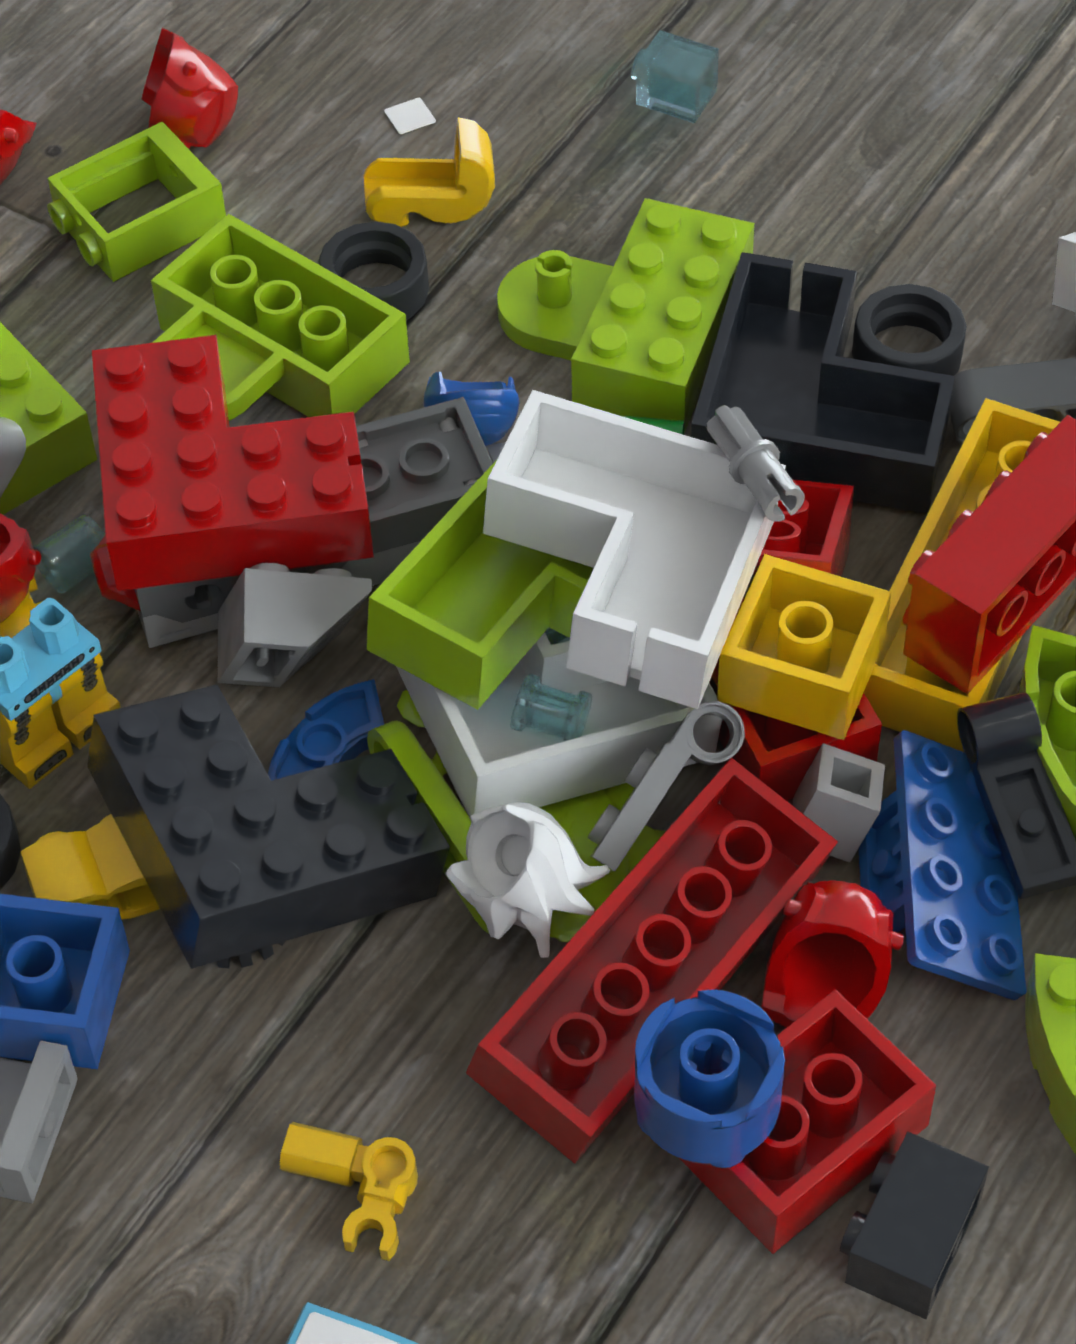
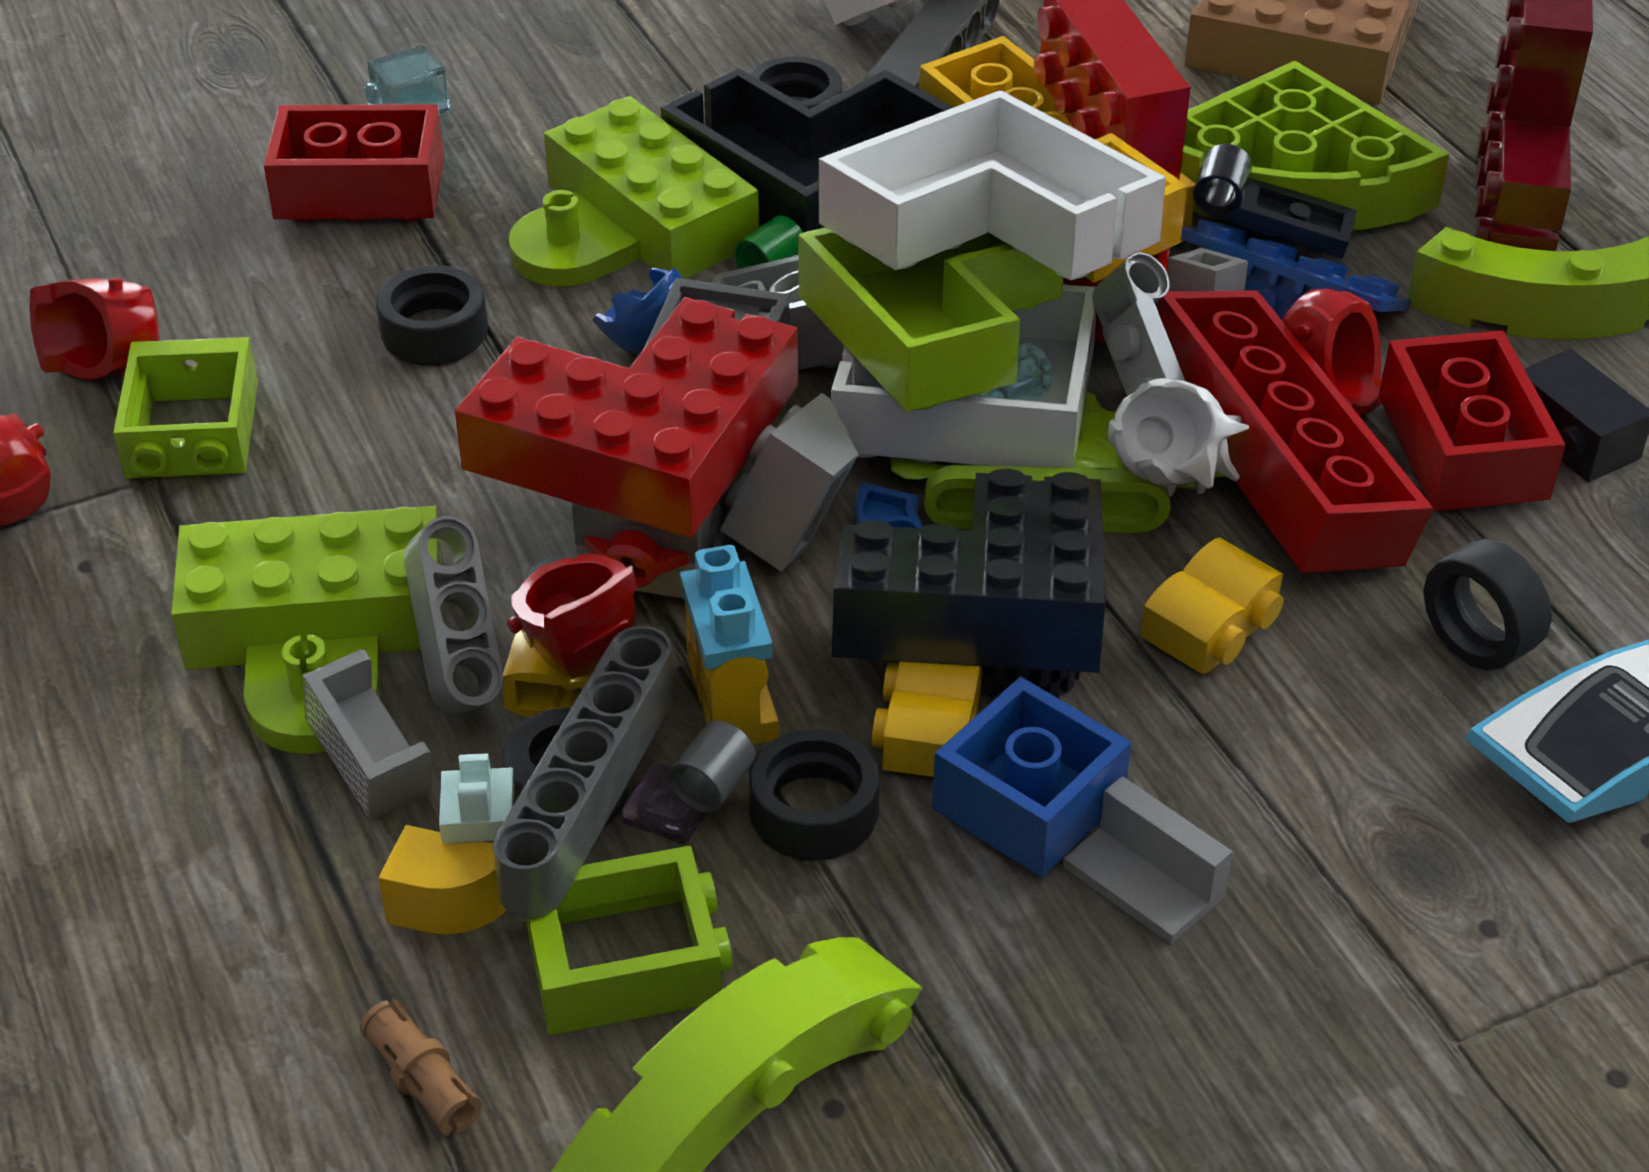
camera: 60 degrees left, 10 degrees down
(280, 322) = (407, 373): lime brick -> none
(377, 1022) = (1212, 606): none -> yellow brick
(383, 1168) = (1350, 665): yellow bar -> none
(410, 115) = (261, 239): white sticker -> none
(433, 187) = (383, 240): yellow animal -> none
(500, 1247) = (1513, 587): none -> black tyre
(530, 103) = (355, 162): none -> red brick
(708, 1077) = (1455, 402): blue brick -> none
(755, 462) = (1000, 88): light grey axle -> none

